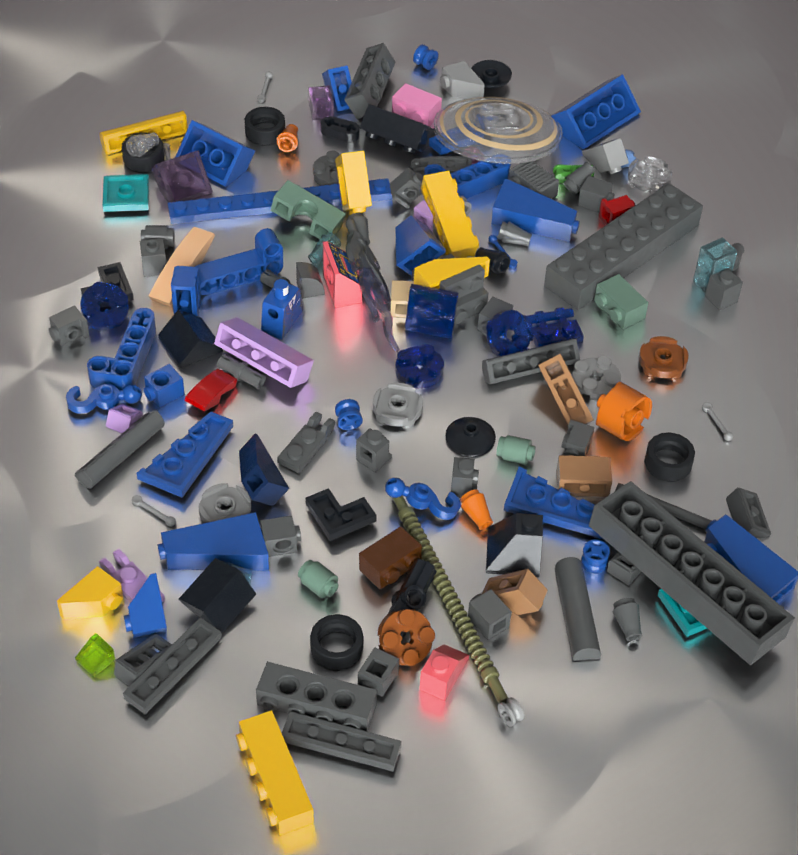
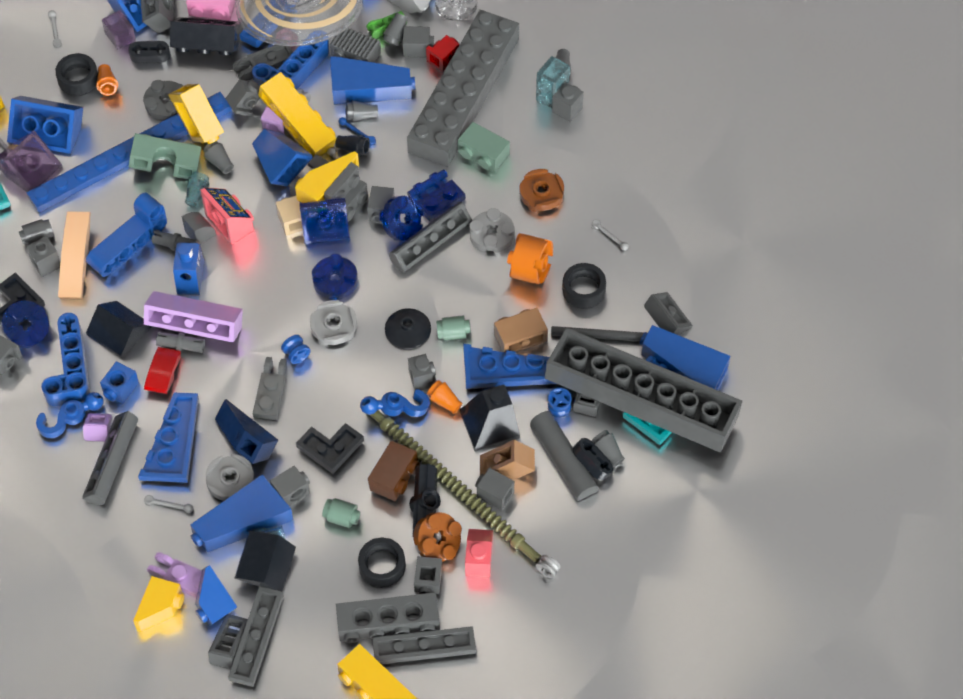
camera: 20 degrees left, 10 degrees up
(95, 655) = (186, 653): clear neon green slope -> none
(186, 290) = (95, 282): blue brick -> none
(370, 280) = (256, 208): clear purple piece -> none
(373, 442) = (335, 371): dark grey brick -> none
(565, 390) = (474, 258): medium nougat slope -> none
(577, 439) = (502, 300): dark grey brick -> none
(606, 622) = (592, 459): none -> black beam

